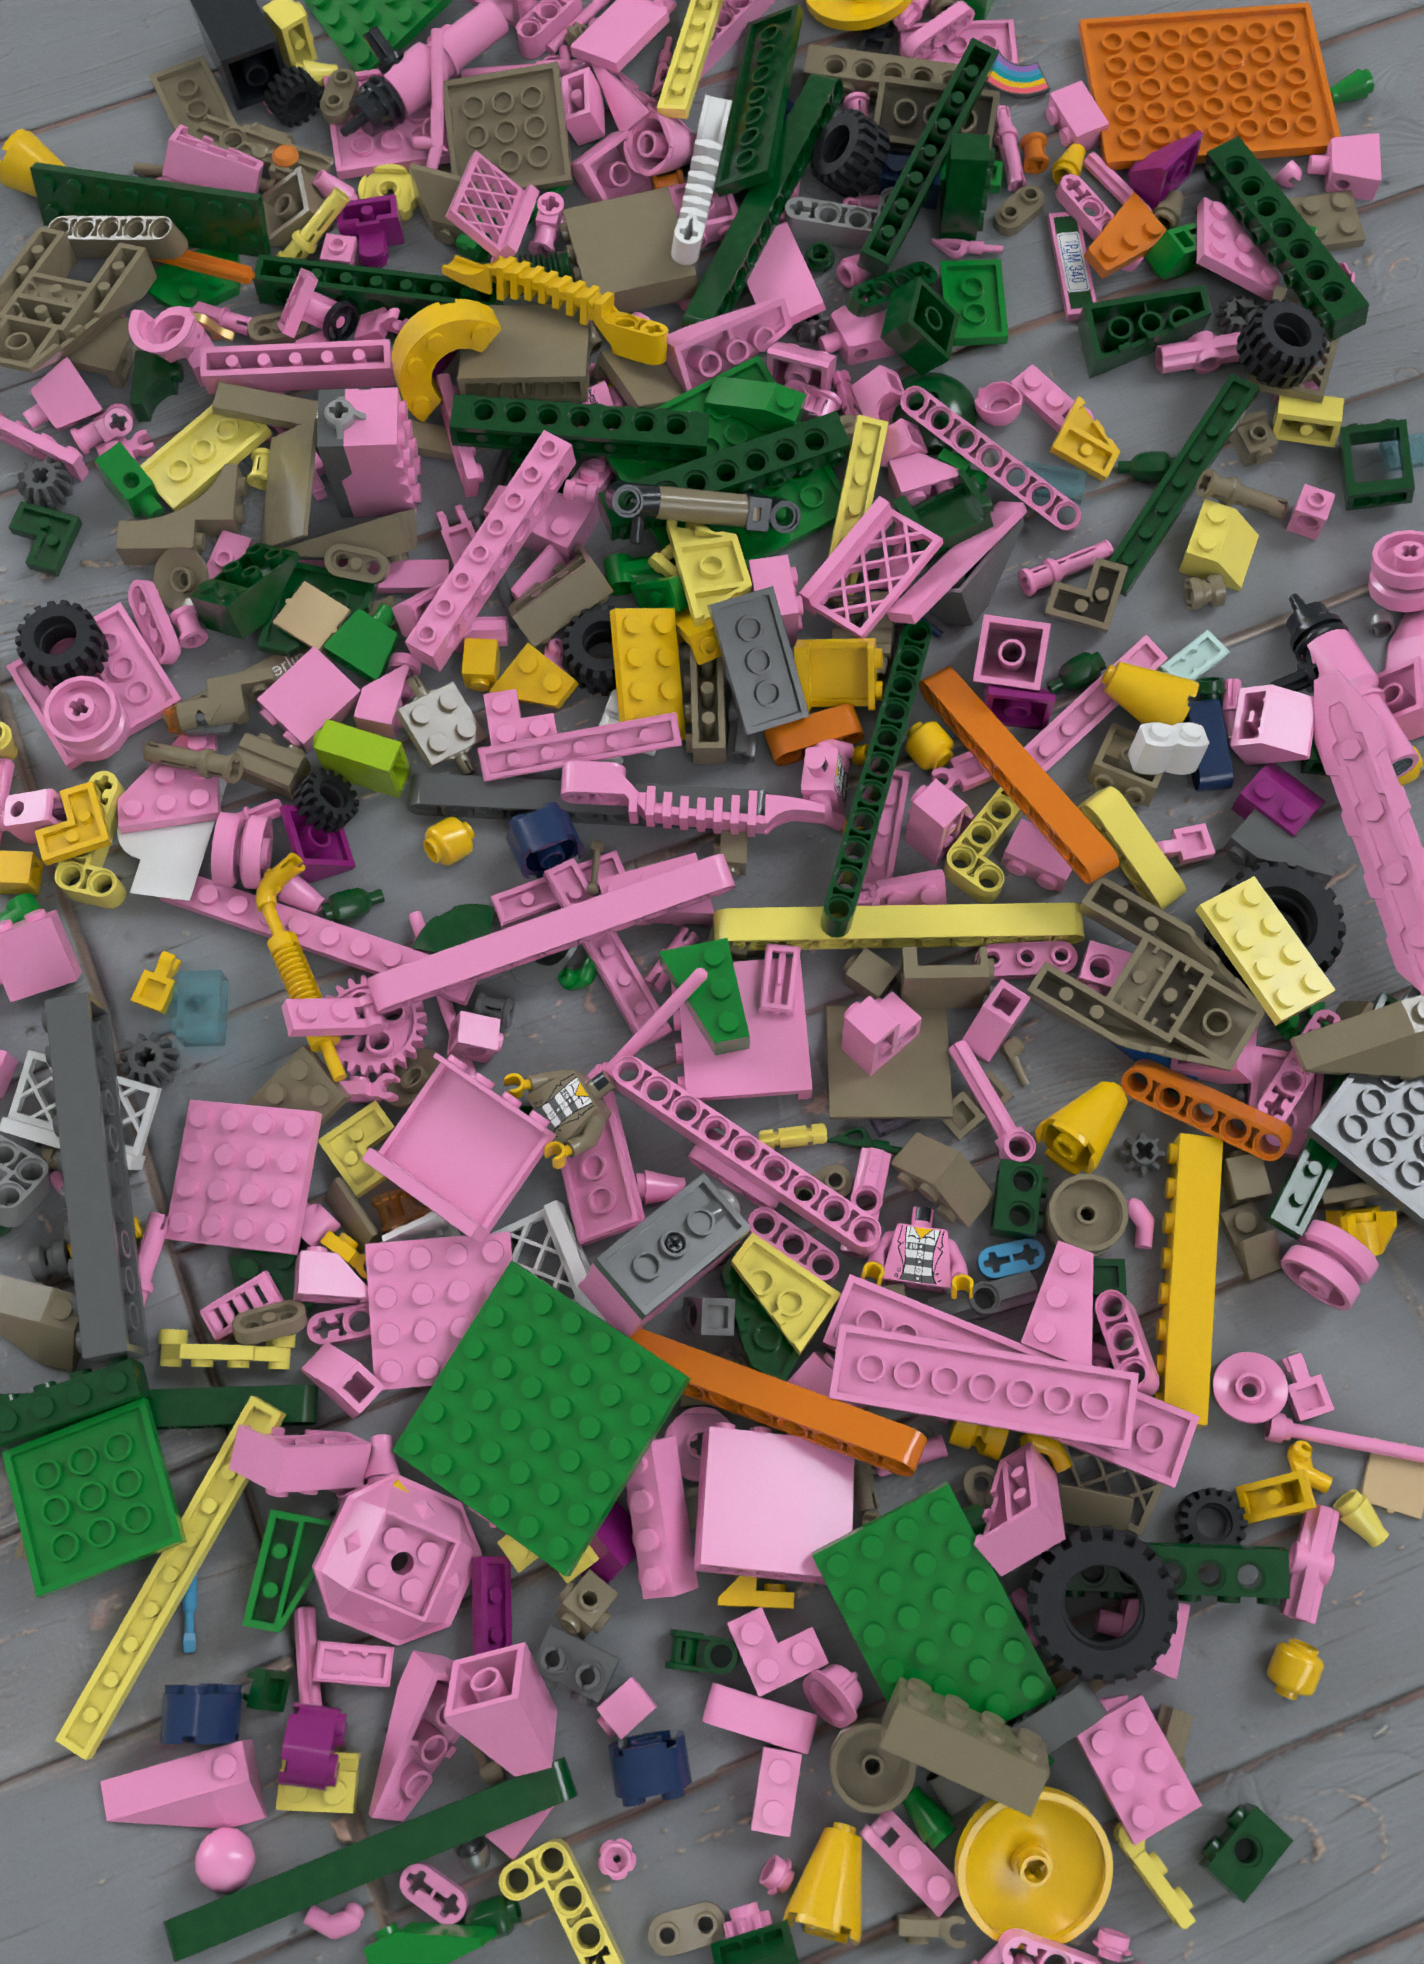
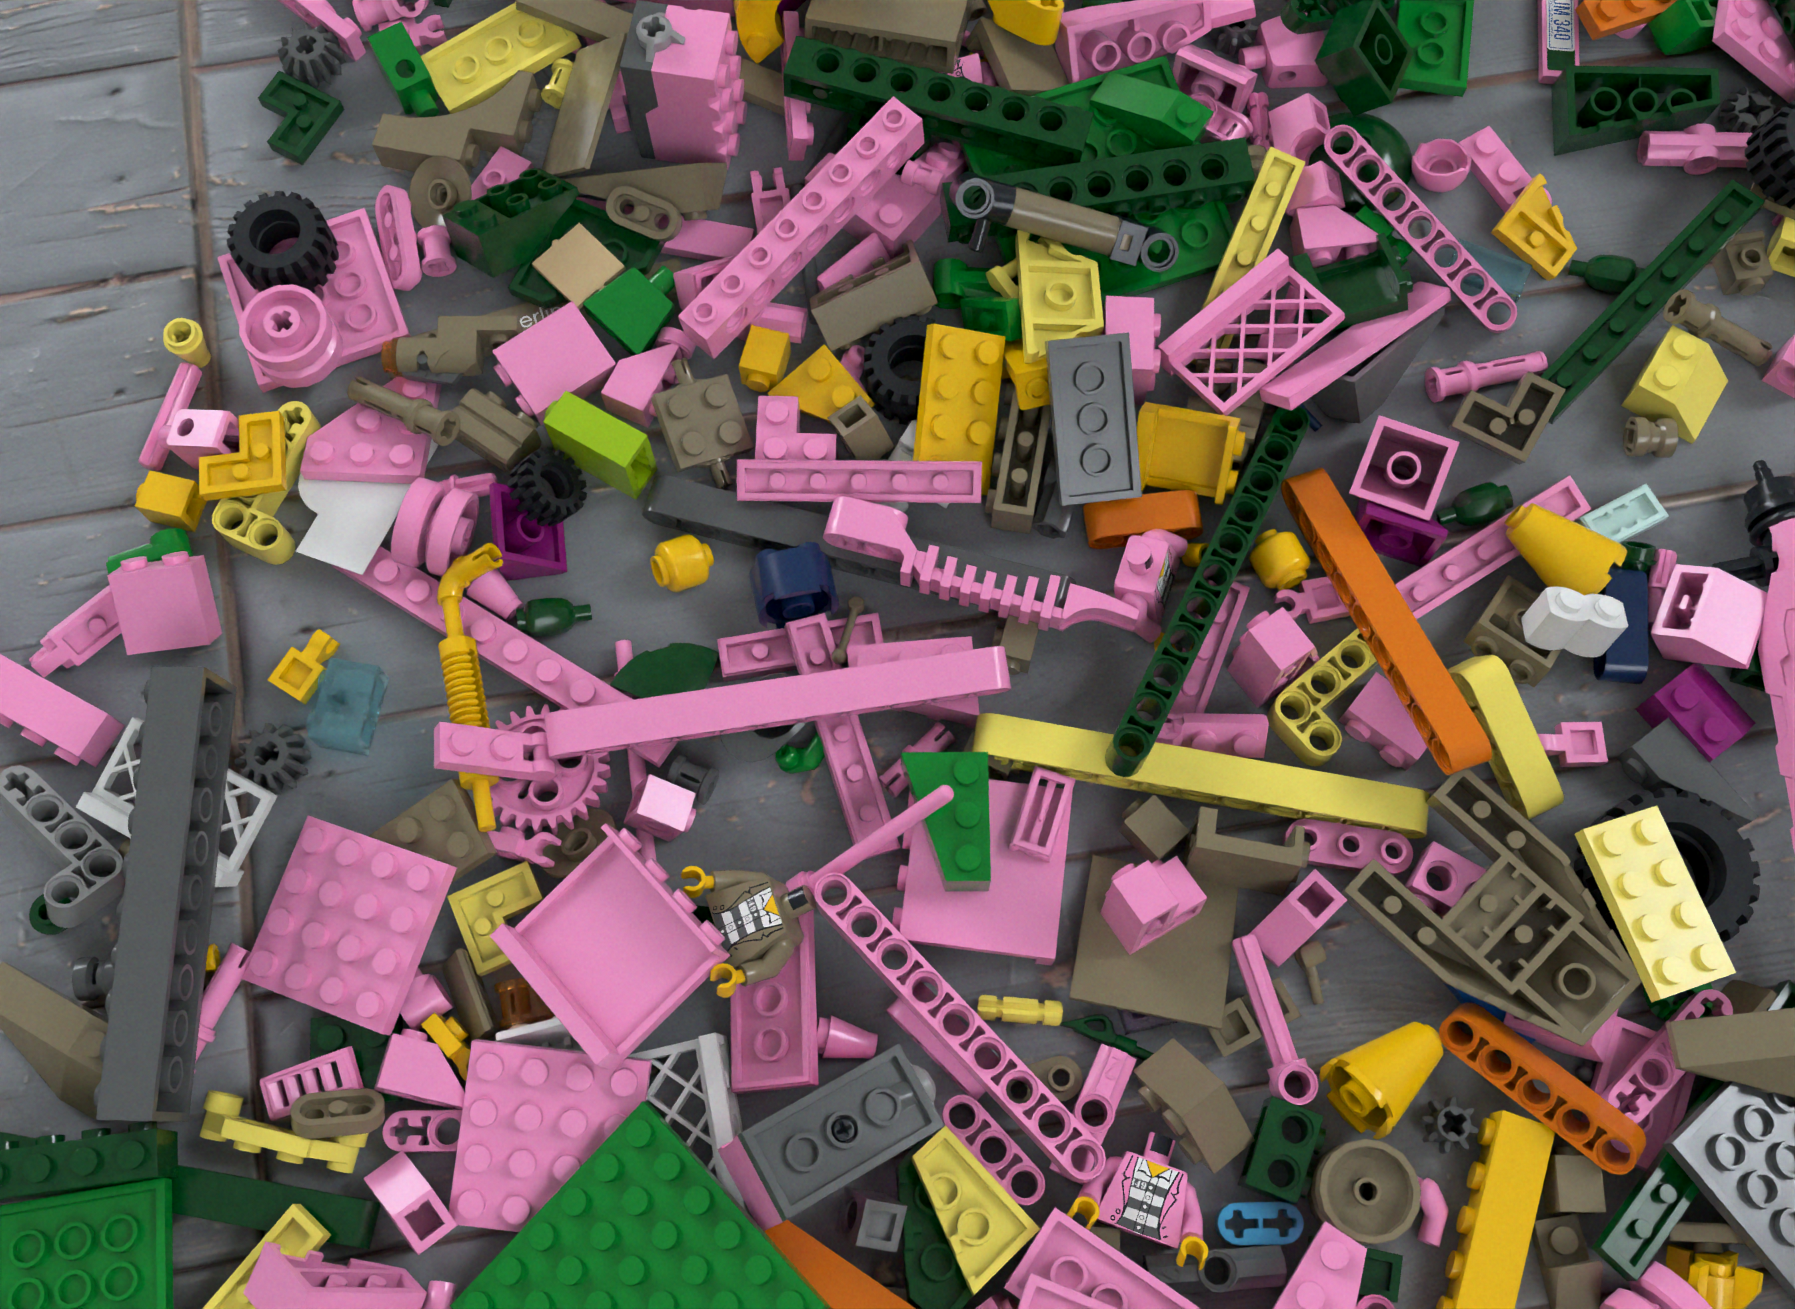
camera: 10 degrees right, 0 degrees up
(572, 706) = (861, 431): none -> dark tan brick

